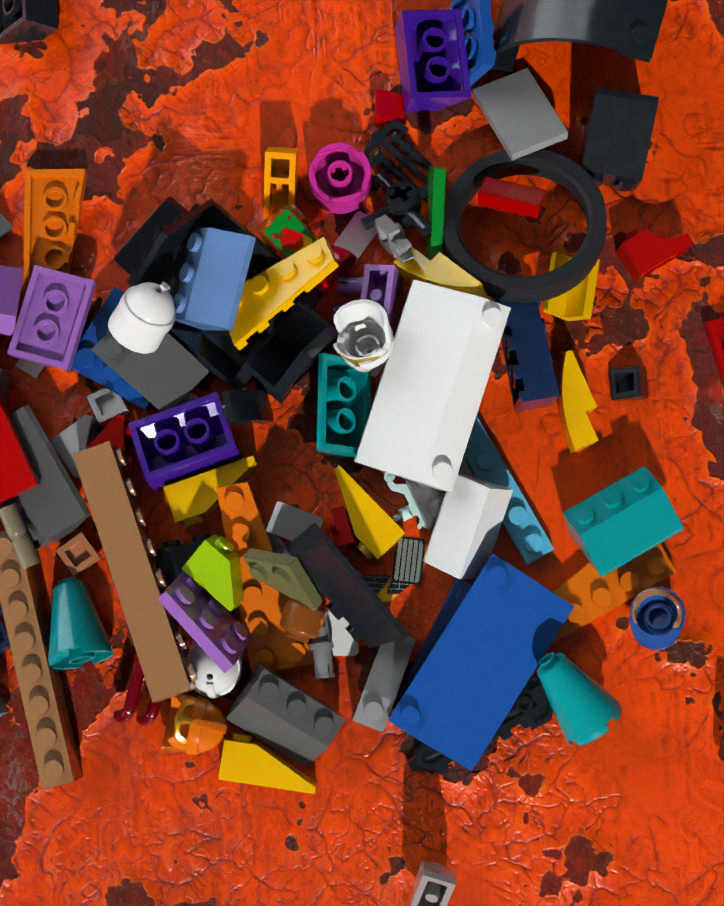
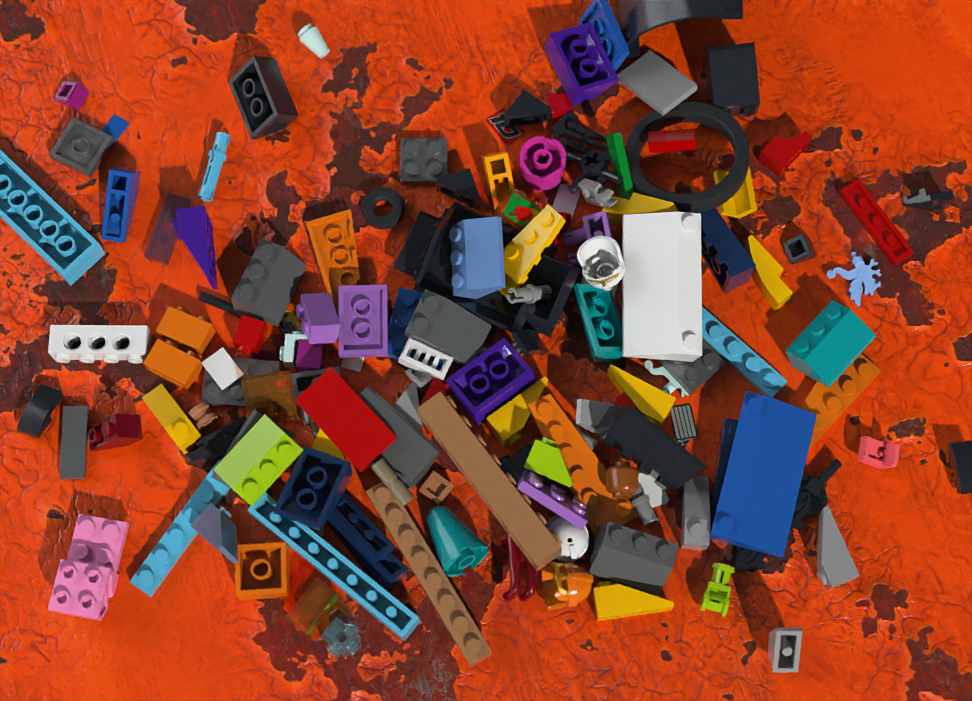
camera: 20 degrees left, 10 degrees down
(93, 372) = (429, 351): none -> white slope
(119, 162) = (376, 196): none -> black tyre
(143, 317) = (437, 295): white helmet -> none
(197, 132) = (423, 160): none -> flat silver plate
(231, 179) = (460, 187): none -> black slope
(264, 346) = (529, 294): none -> light grey pin
(284, 575) = (600, 449): olive wing -> none
(313, 116) = (497, 124): none -> sticker
(343, 104) = (527, 111): none -> black slope
(378, 788) = (717, 593): none -> lime connector
(467, 527) = (719, 381): white slope -> none
(534, 789) = (833, 558): none -> light grey slope
(576, 699) = (841, 478): teal cone -> none
(636, 676) = (878, 453): none -> coral bracket
(657, 618) = (878, 405): blue piece -> none
(697, 438) = (861, 274): none -> light blue piece

